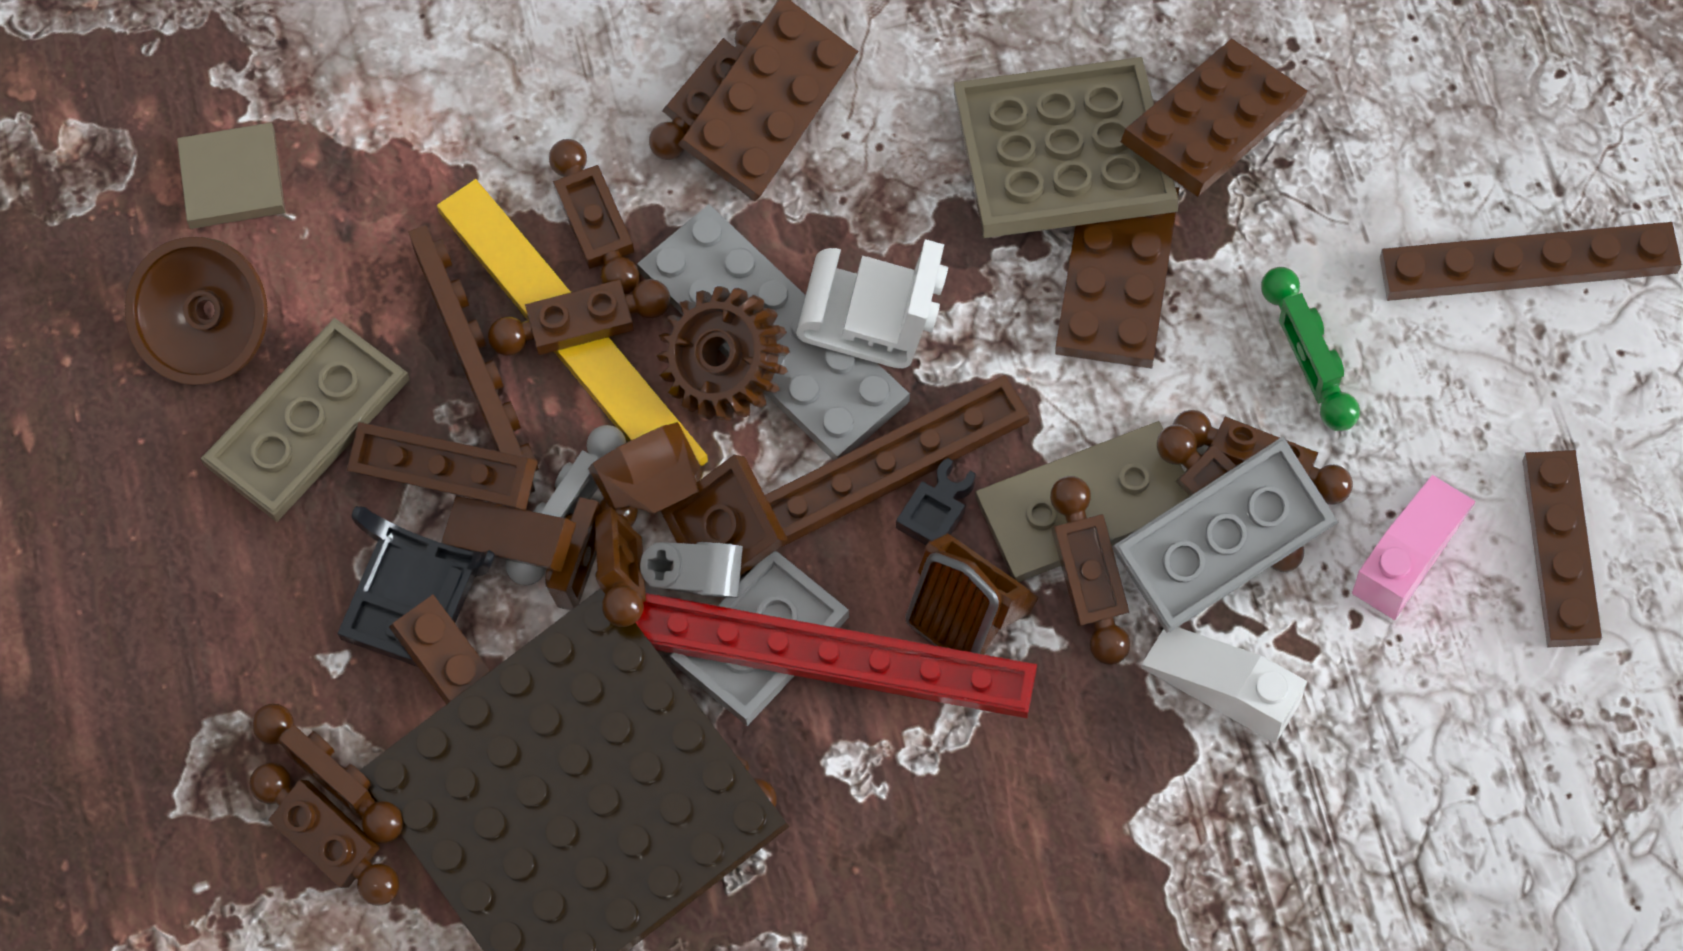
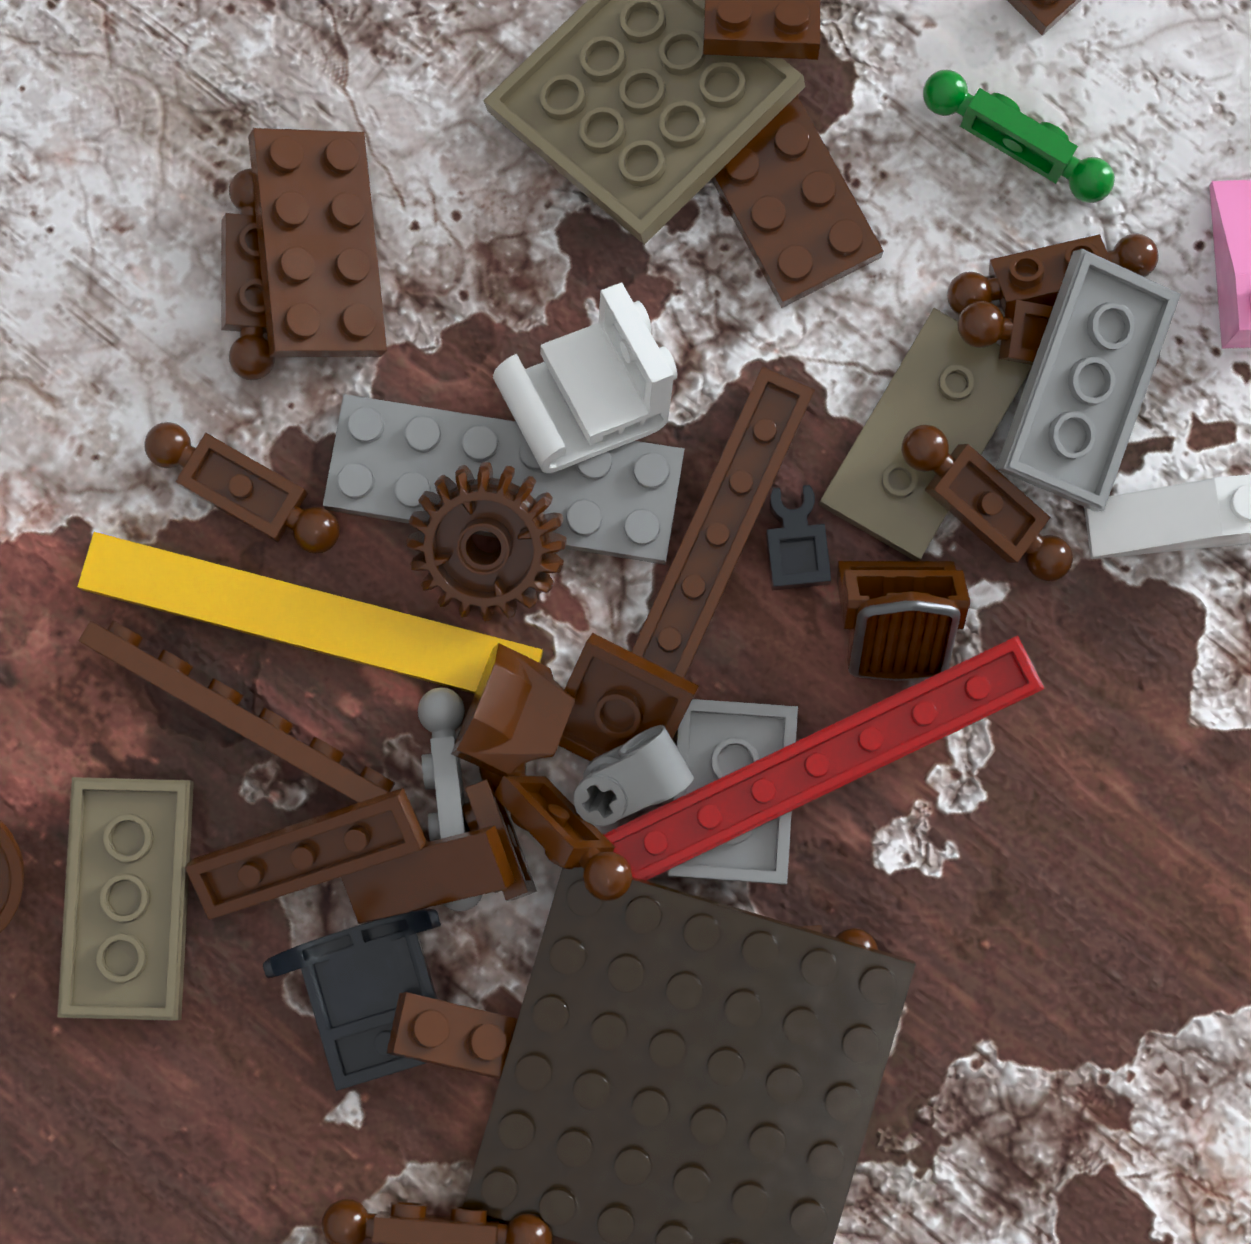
camera: 40 degrees left, 15 degrees up
(579, 317) = (313, 603): reddish brown plate -> none

